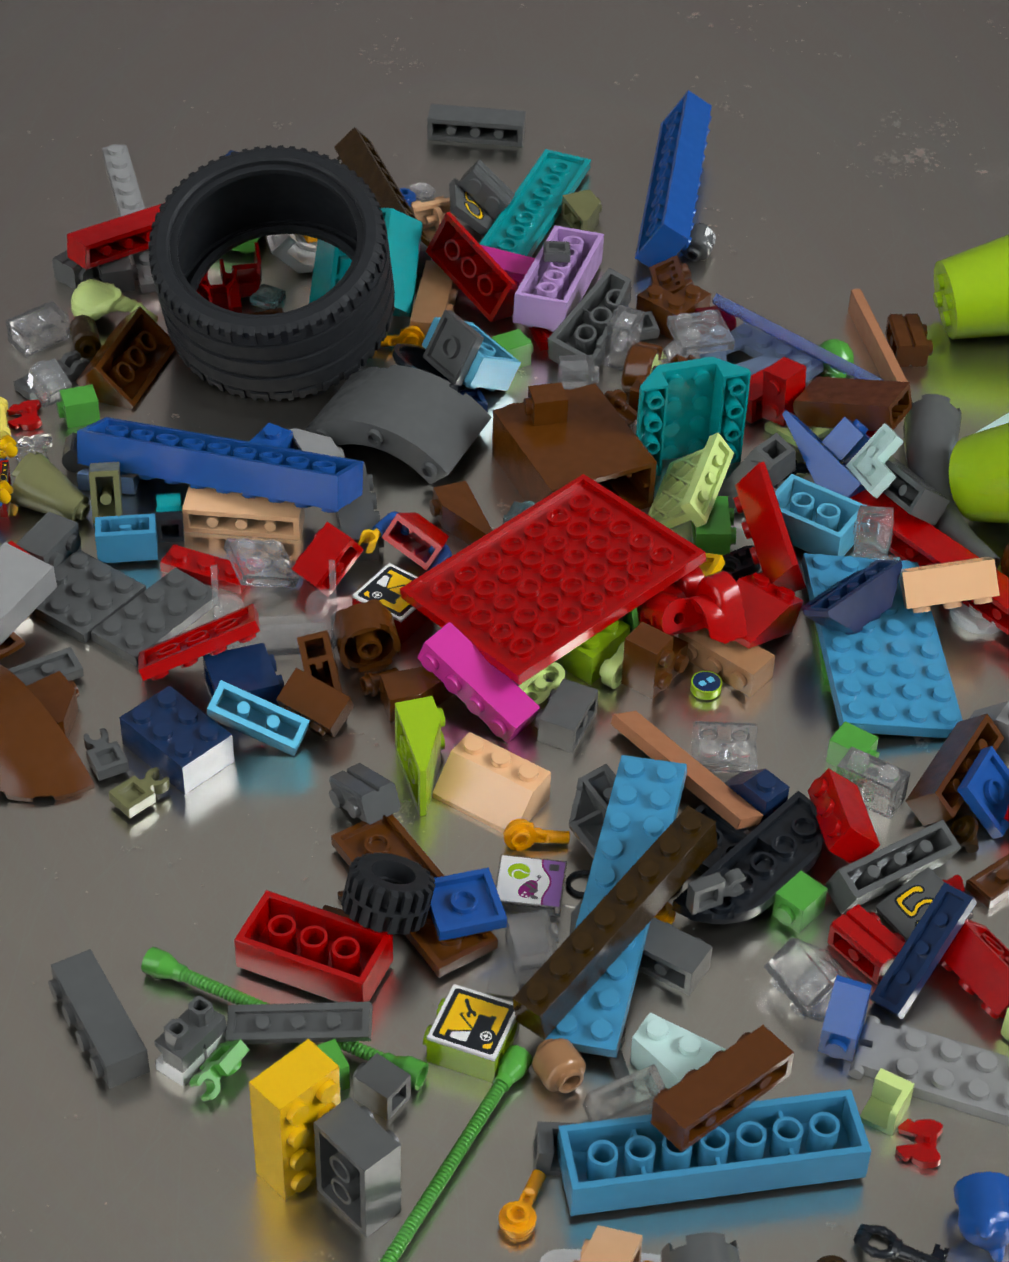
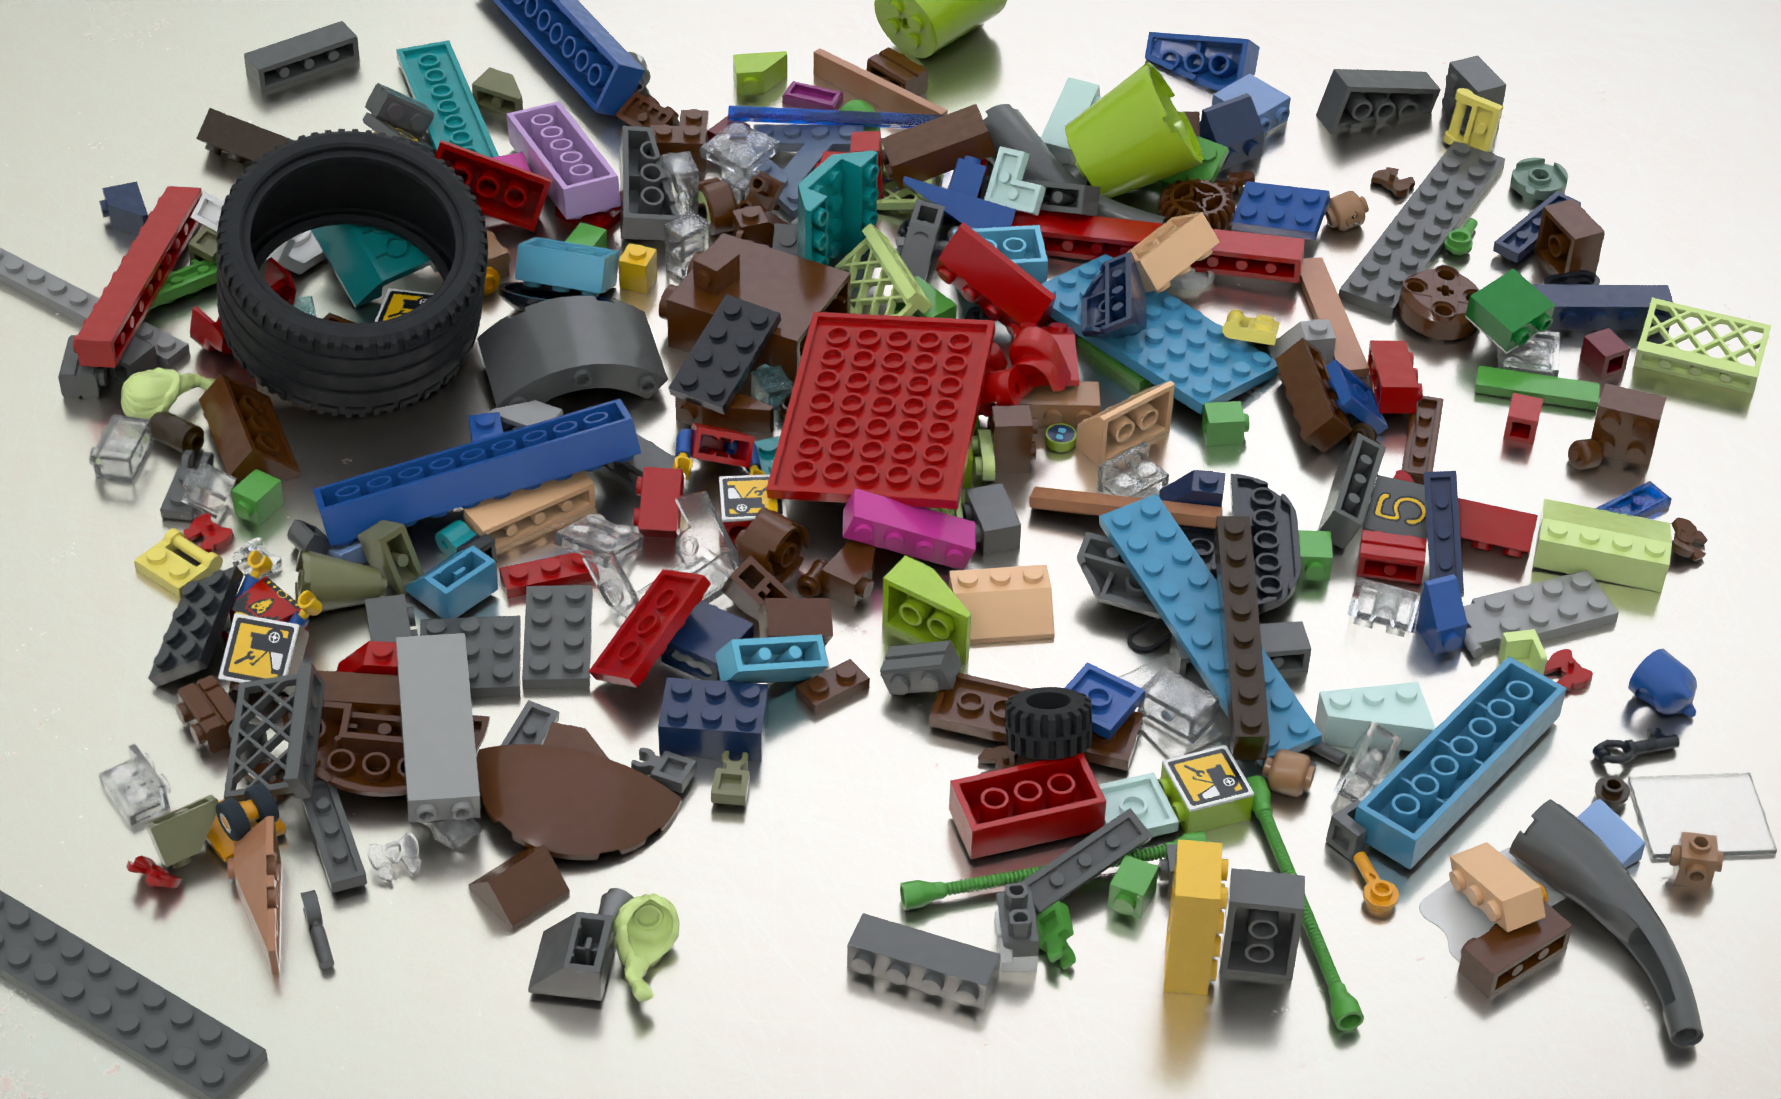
camera: 40 degrees left, 0 degrees up
(298, 770) = (832, 686): none -> reddish brown plate
(403, 1008) = (1145, 799): none -> light aqua plate
(453, 347) = (562, 263): dark grey tile -> none
(491, 472) = (725, 354): none -> black plate
(522, 835) = (1066, 627): light orange plate -> none
(523, 376) = (638, 268): none -> yellow brick
(531, 884) = (1117, 655): tile -> none
(556, 251) = (548, 135): dark grey tile -> none
(709, 890) = (1267, 576): dark grey plate -> none
(721, 1087) = (1438, 706): reddish brown brick -> none
(766, 703) = (1127, 423): none -> light nougat slope
(797, 287) = (759, 71): none -> lime slope
(821, 325) = (812, 97): none -> magenta tile
(843, 817) = (1284, 474): red brick -> none
(874, 533) = (1061, 247): clear piece -> none
(879, 782) = (1265, 439): clear brick -> none
(972, 691) = (1258, 330): none -> light yellow plate

